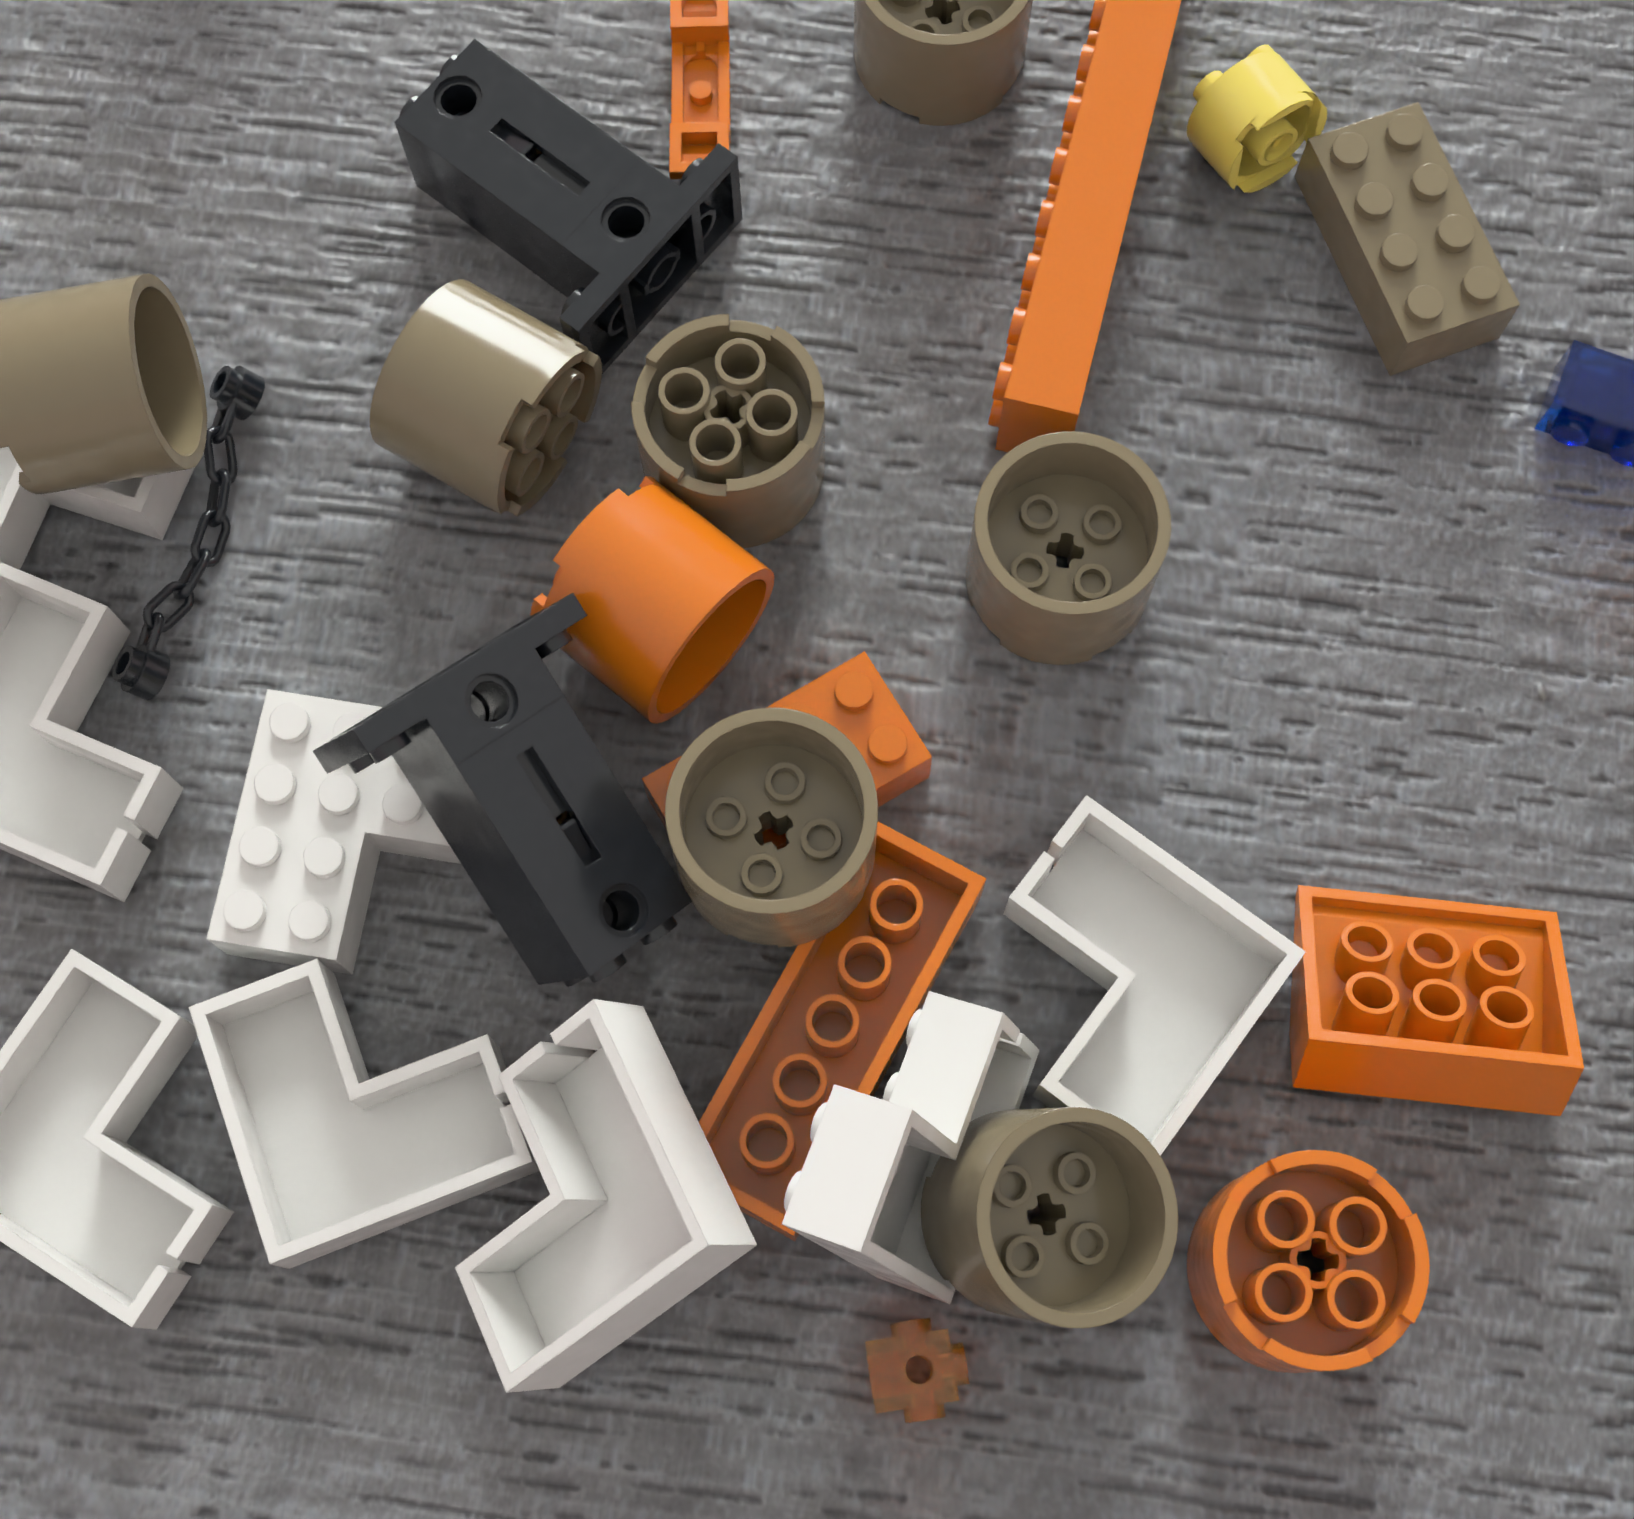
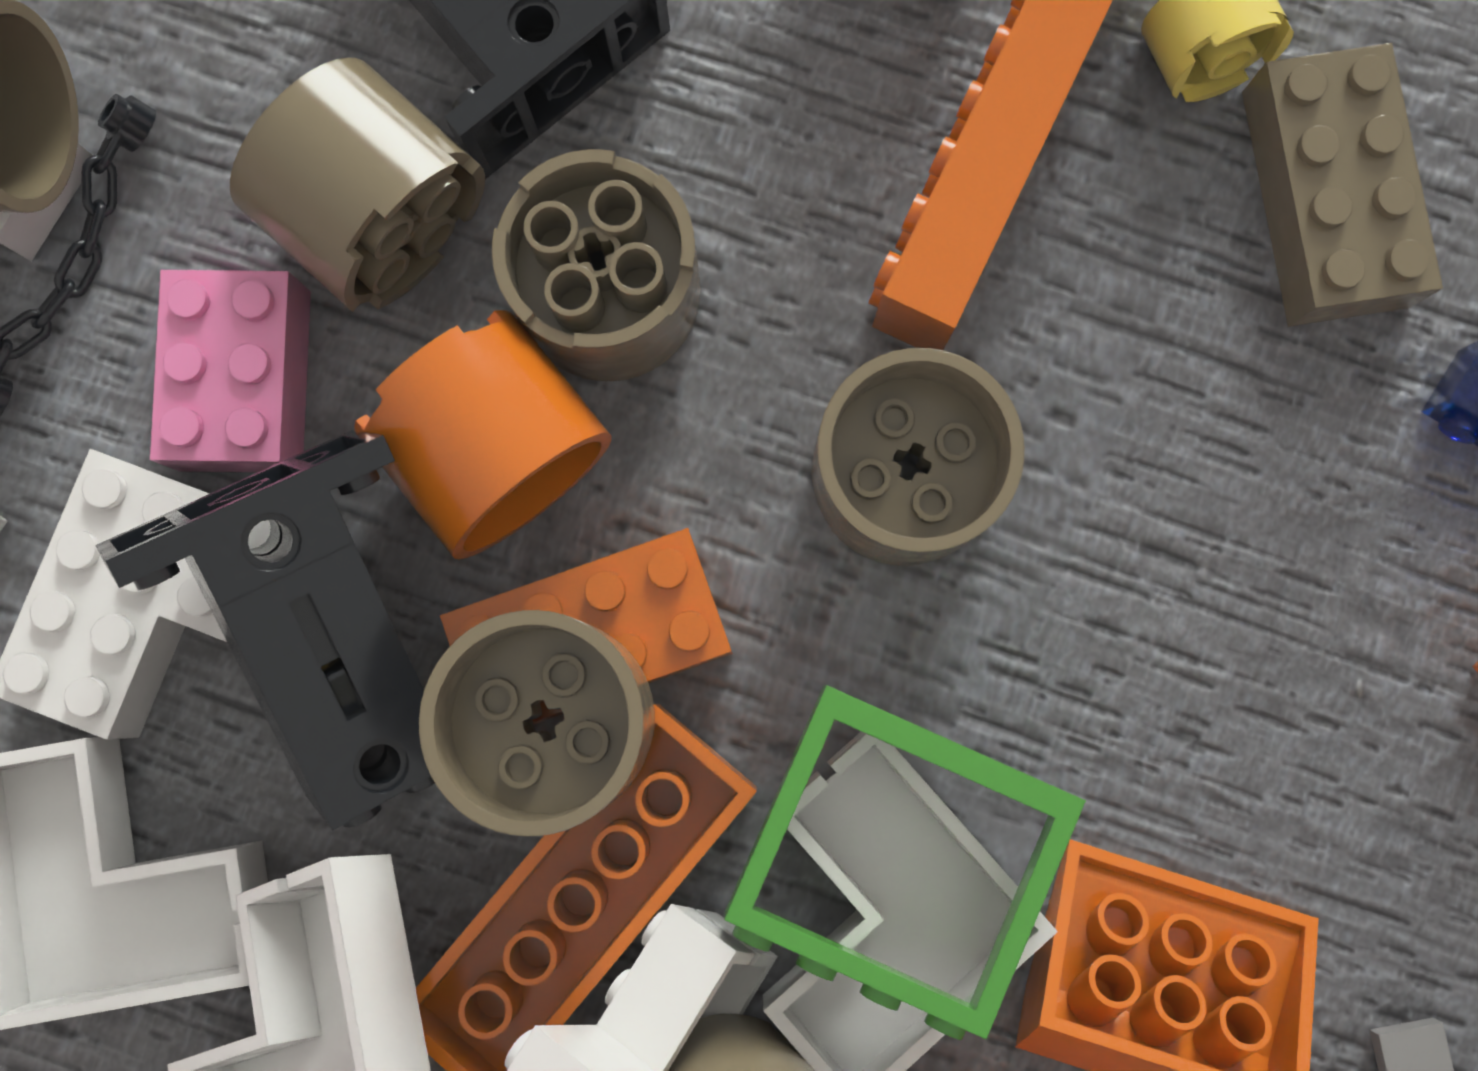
camera: 15 degrees right, 10 degrees up
(383, 596) = (229, 370): none -> bright pink brick
(1166, 802) = (880, 982): none -> bright green window

